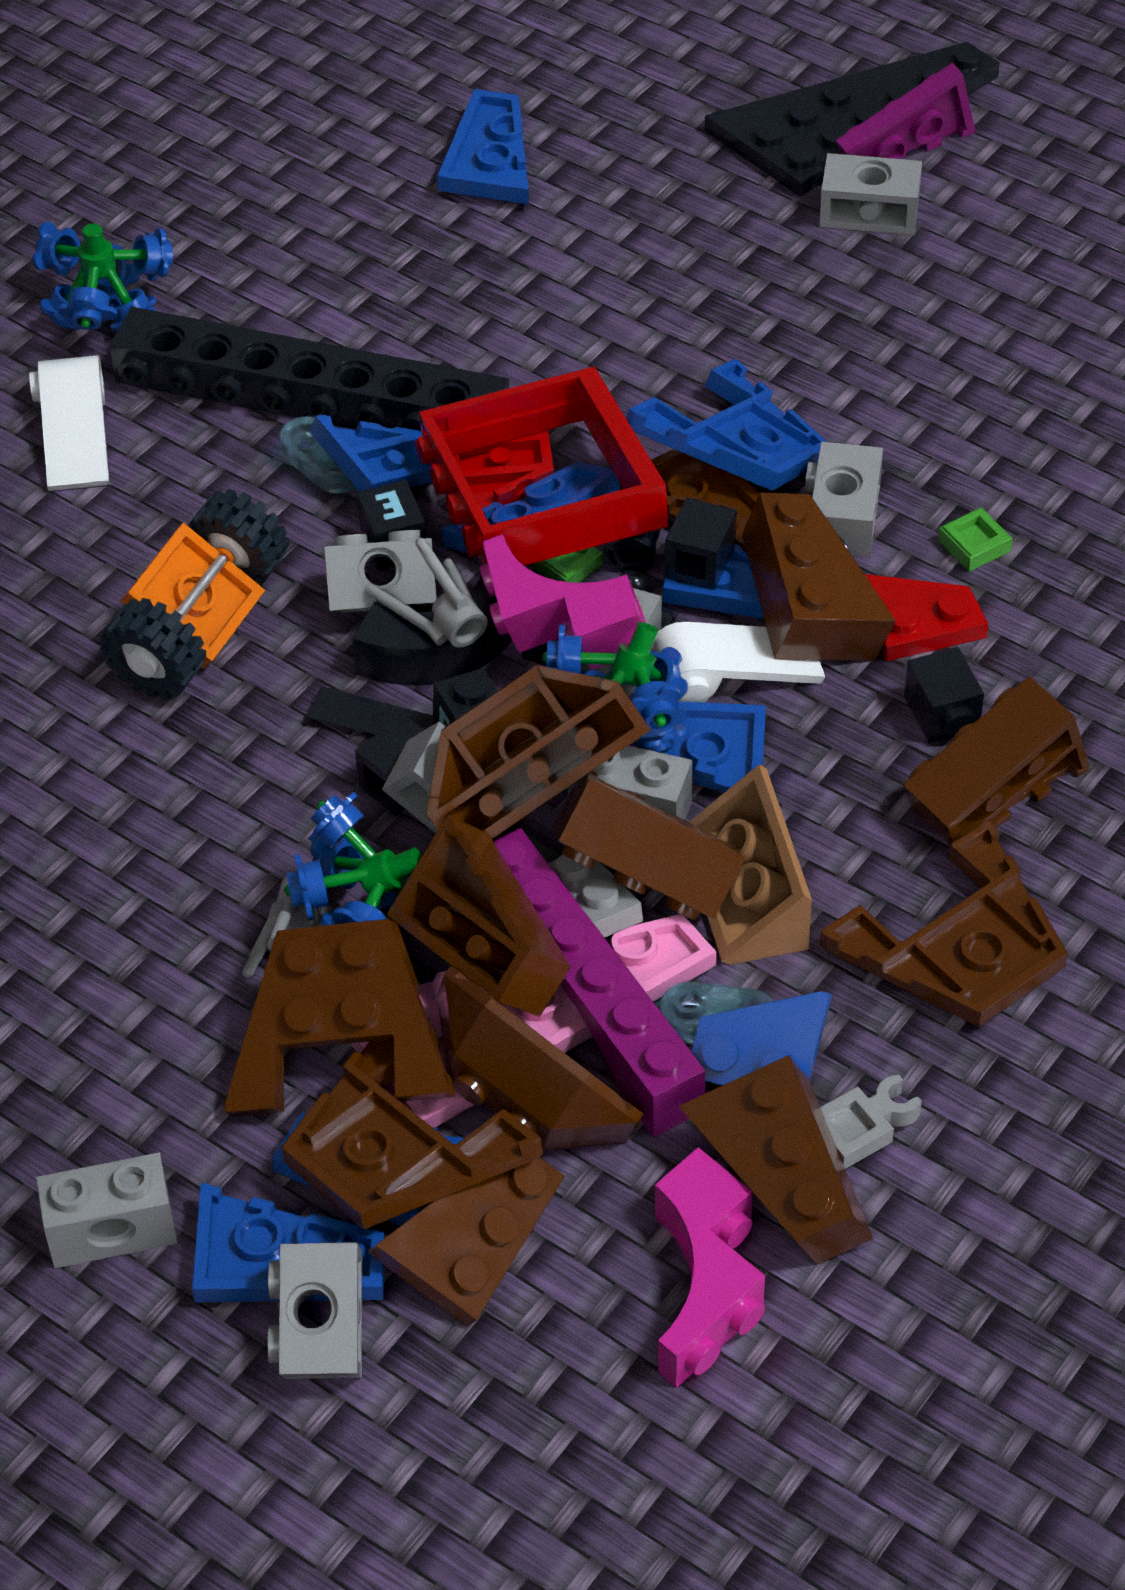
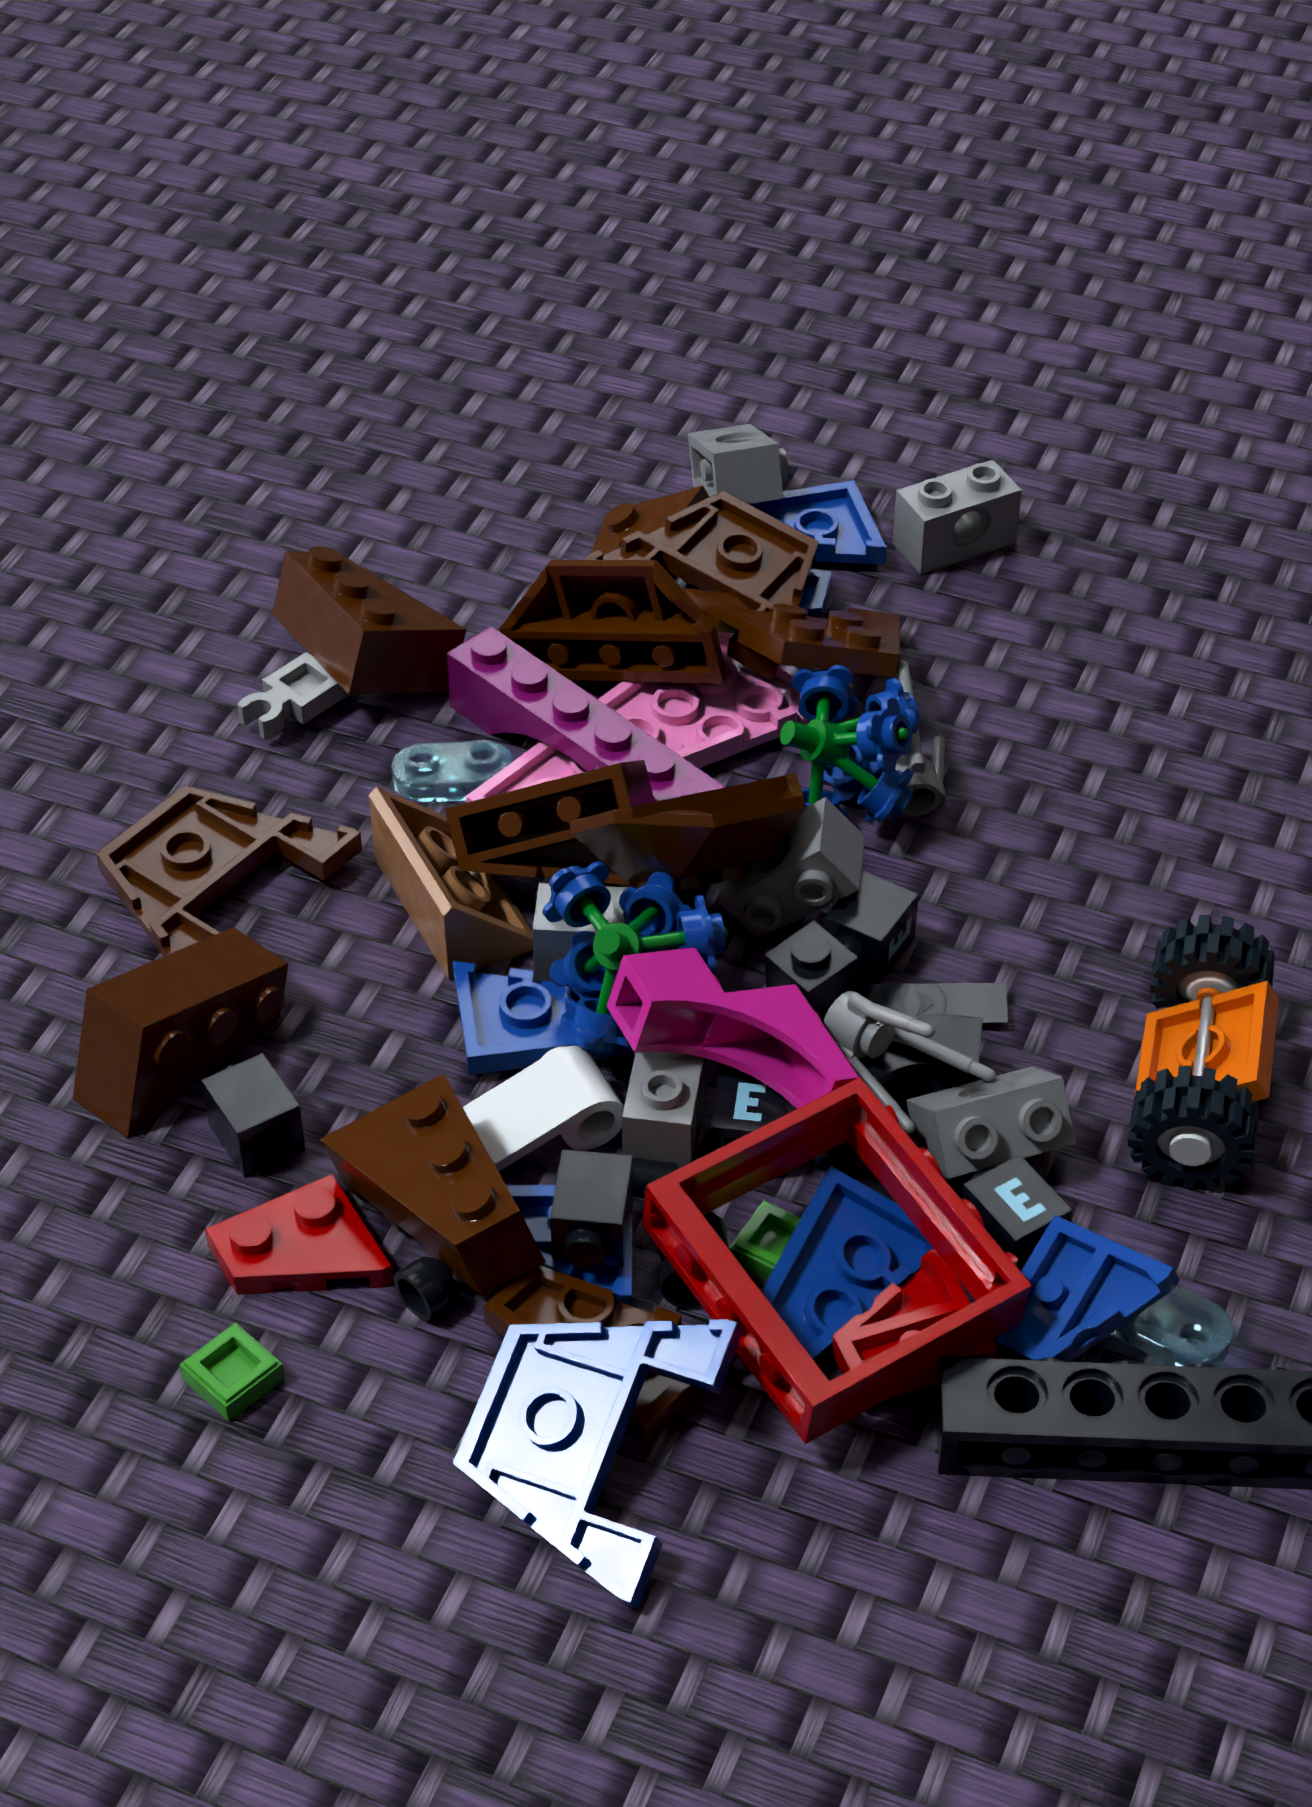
camera: 165 degrees right, 5 degrees down
(480, 919) = (698, 707): reddish brown wedge -> none
(708, 1218) = (402, 554): dark pink arch -> none
(757, 1035) = (383, 716): blue wing -> none
(847, 491) = (414, 1405): light grey brick -> none

